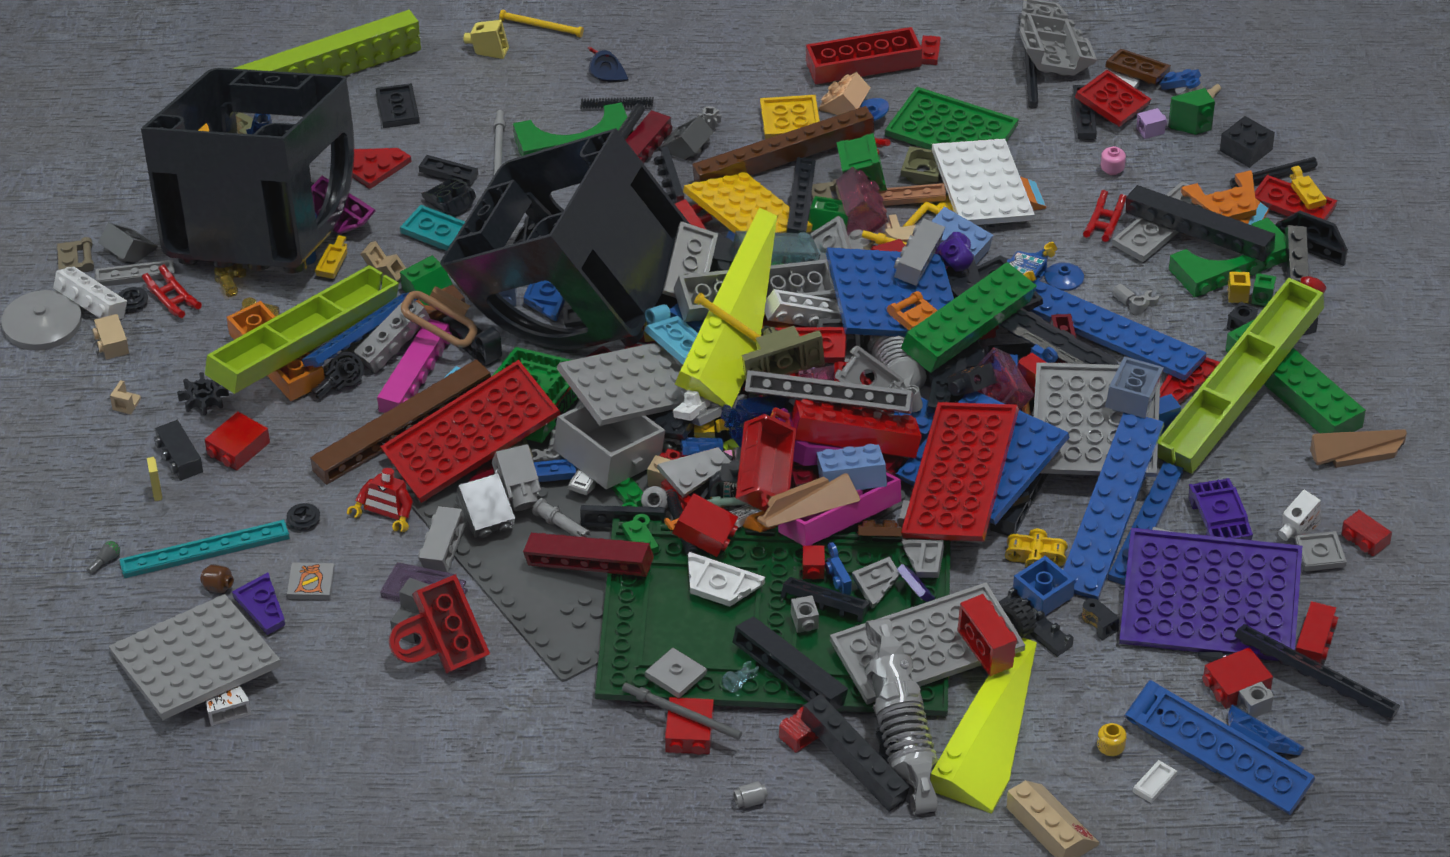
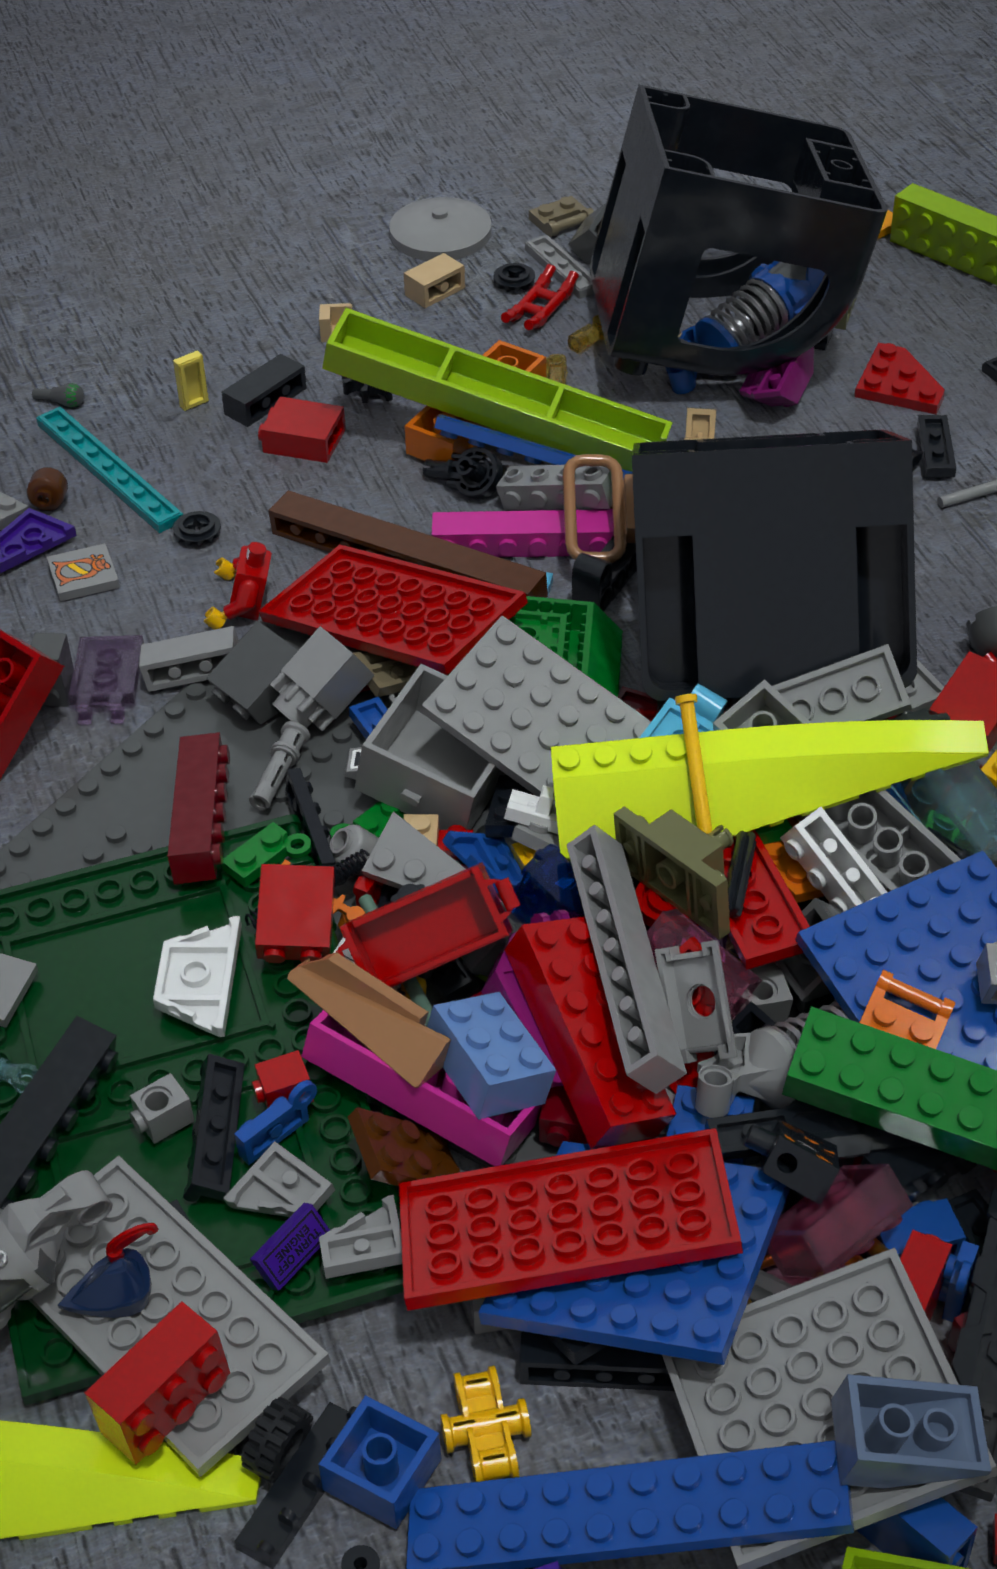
camera: 70 degrees right, 0 degrees up
(89, 293) = (492, 239): white brick -> none
(332, 258) = (675, 402): yellow plate -> none
(915, 645) = (115, 1284): none -> dark blue piece

